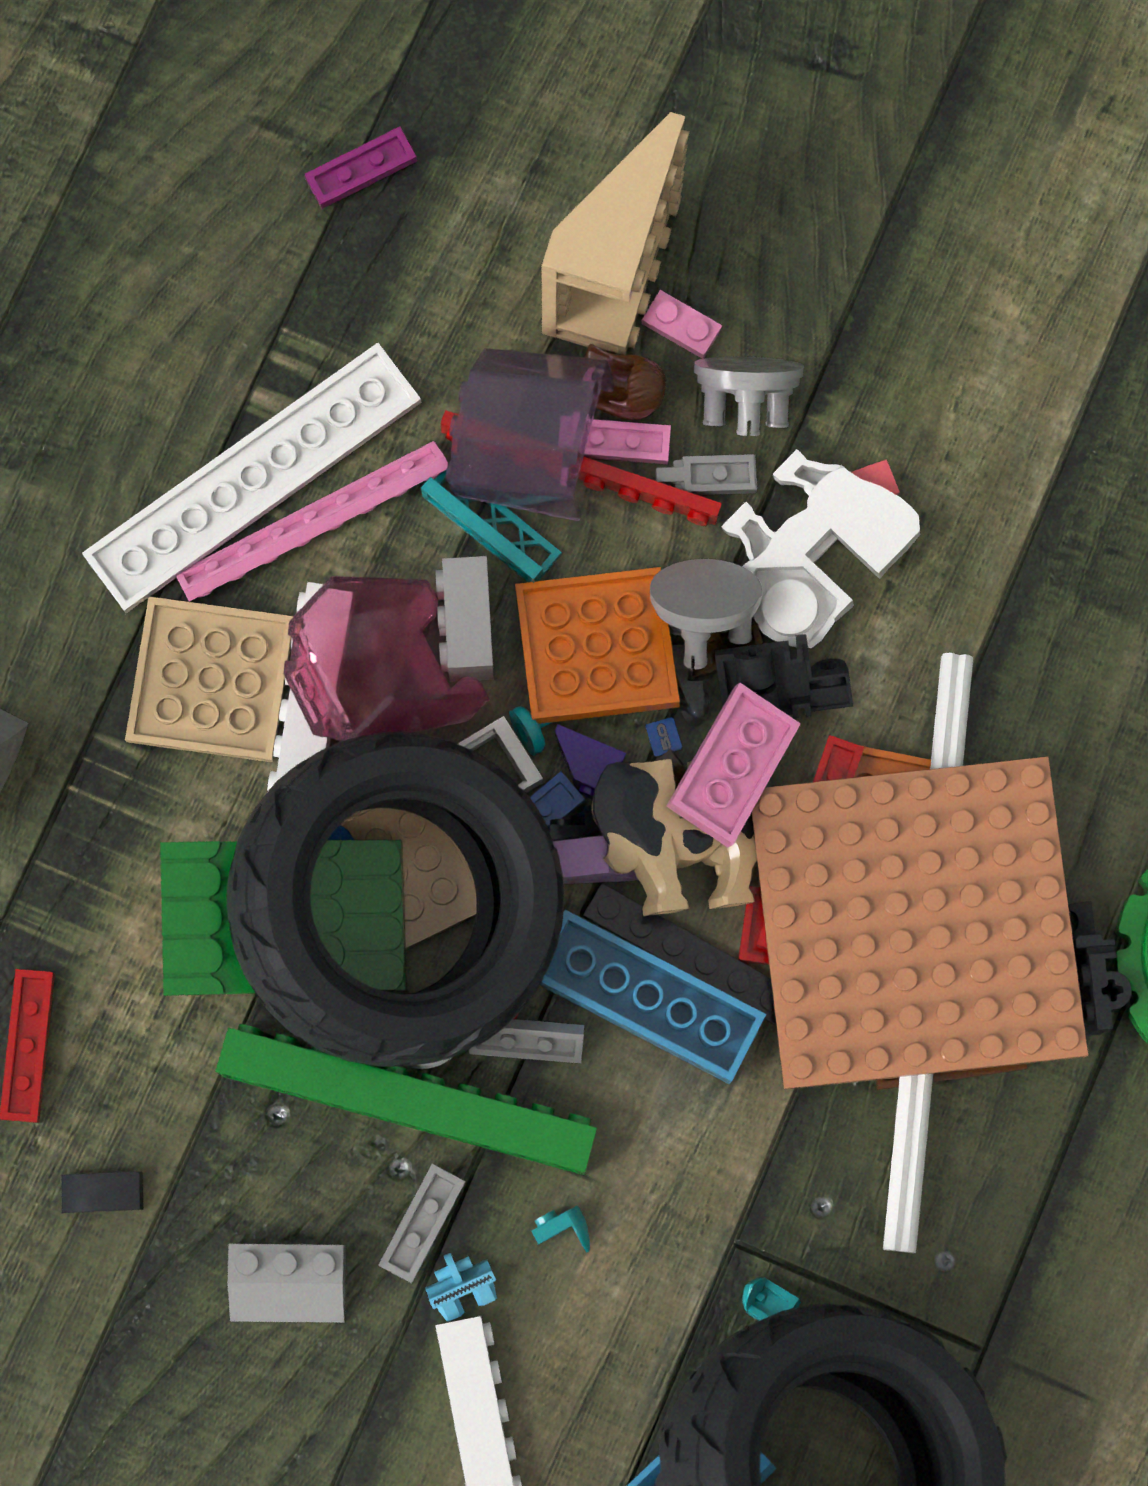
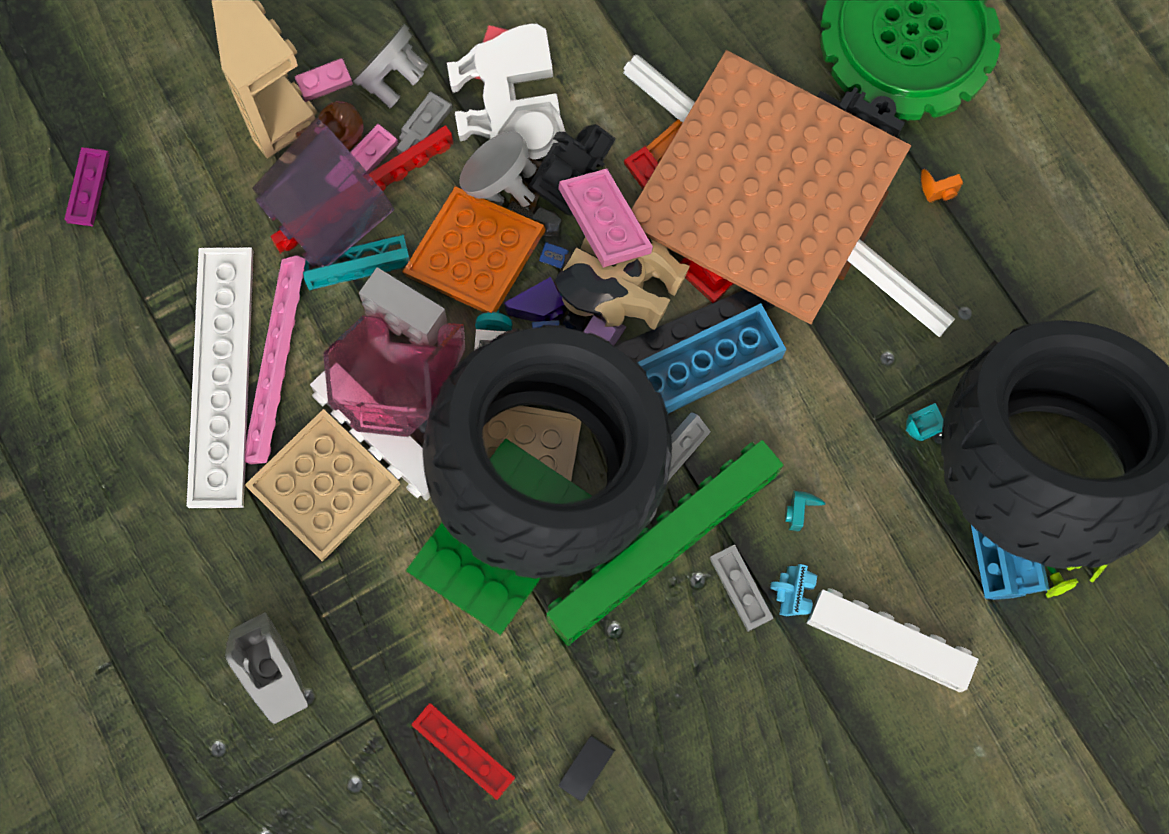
camera: 55 degrees left, 5 degrees down
(286, 1282) = (721, 692): light grey slope -> none
(1080, 1133) = (942, 189): none -> orange plate

